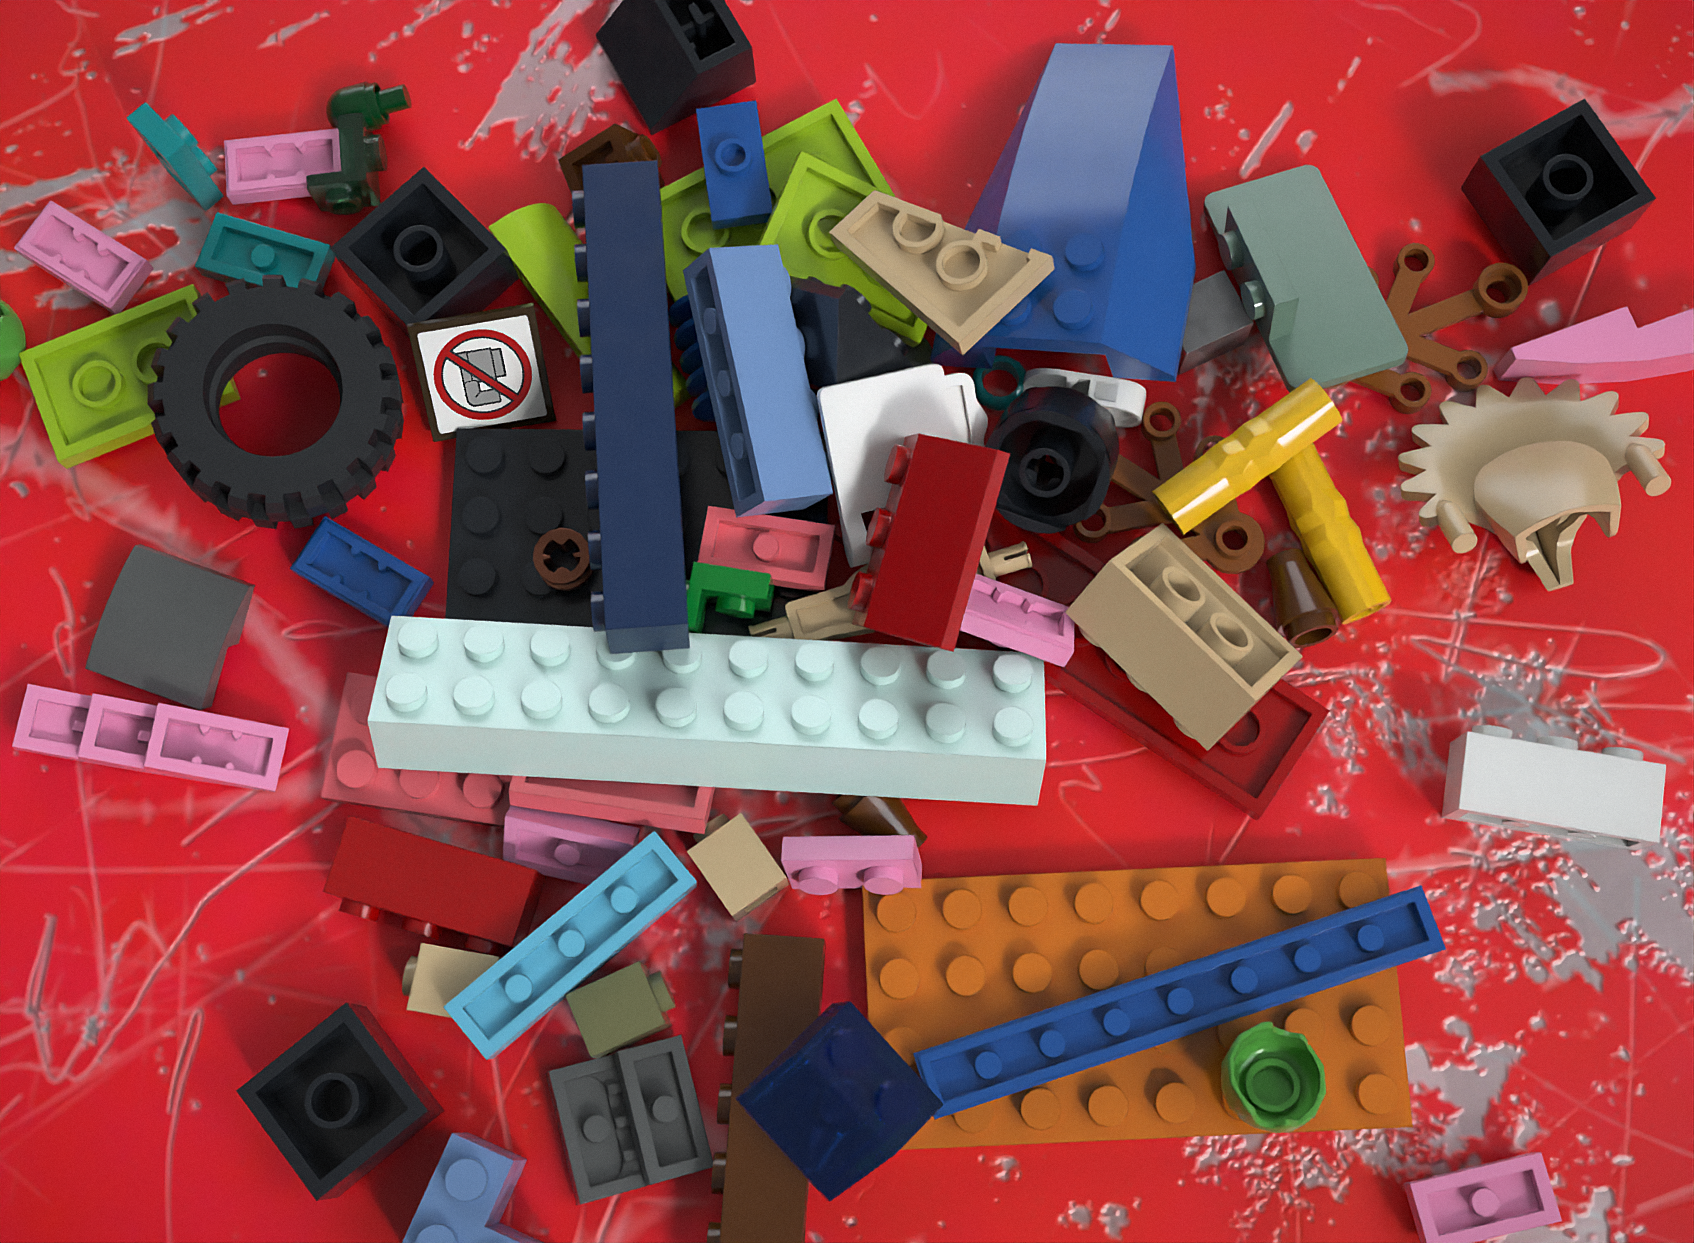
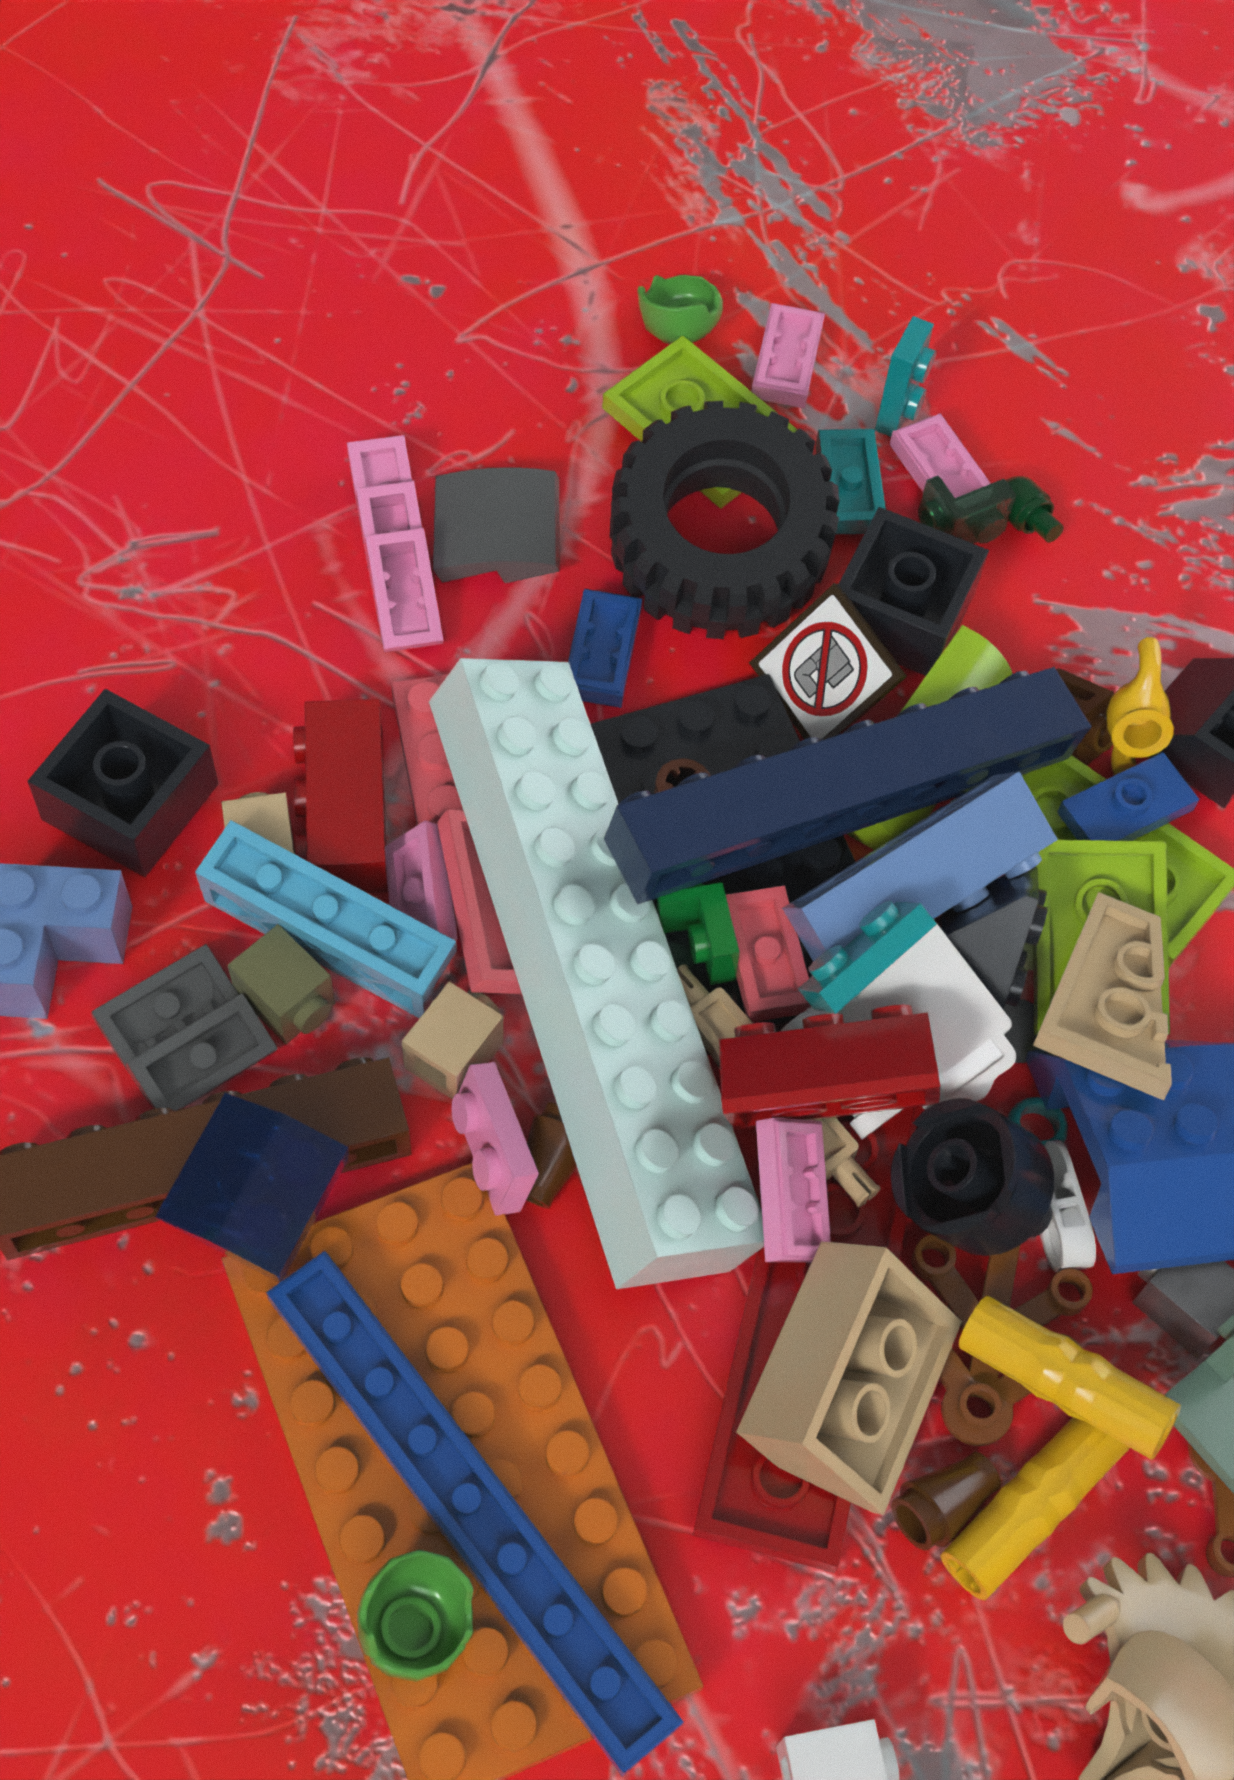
camera: 60 degrees right, 15 degrees down
(653, 111) = (1140, 712): none -> yellow piece
(834, 463) = (846, 971): none -> teal plate

